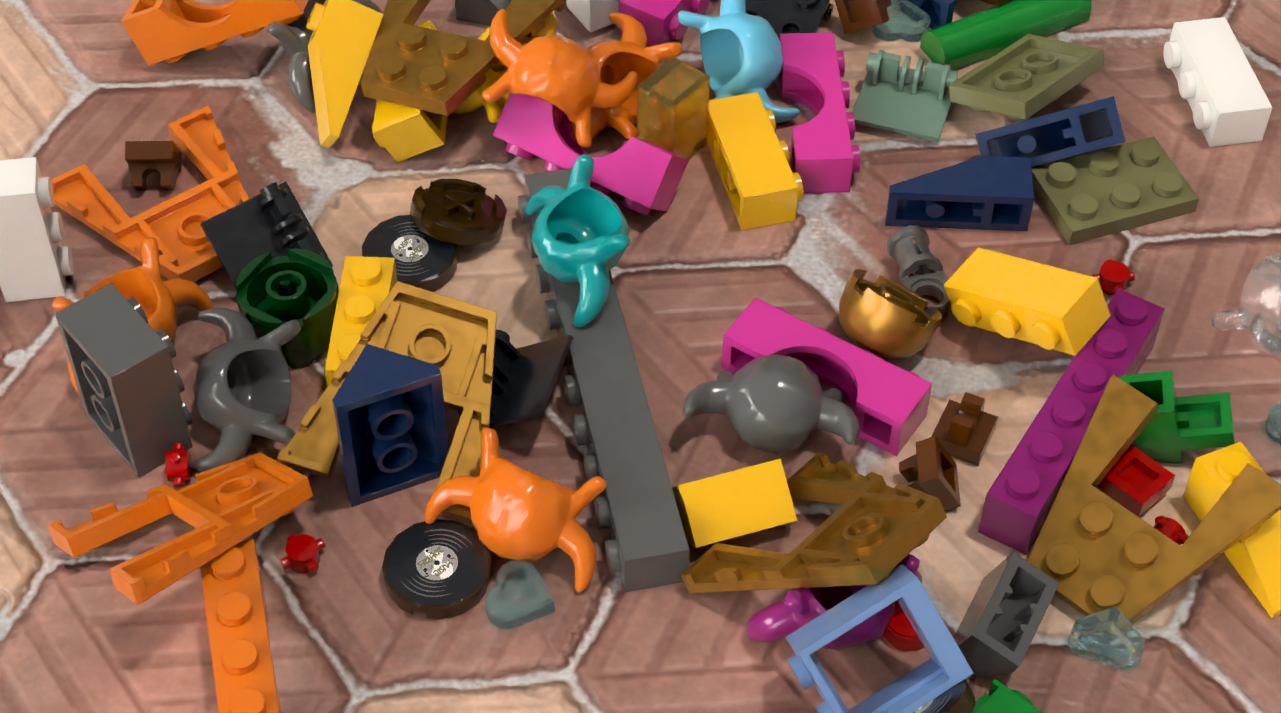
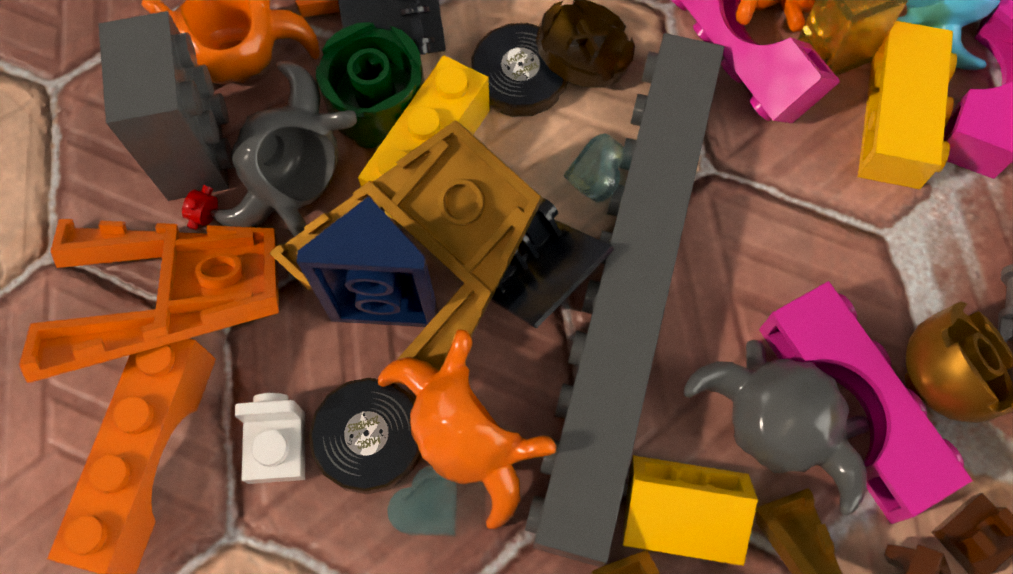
camera: 30 degrees right, 20 degrees up
(302, 553) = (257, 356): red piece -> none
(355, 602) = (272, 439): none -> white bracket
(523, 297) = (596, 168): none -> clear light blue tile
(579, 237) = (674, 140): teal piece -> none

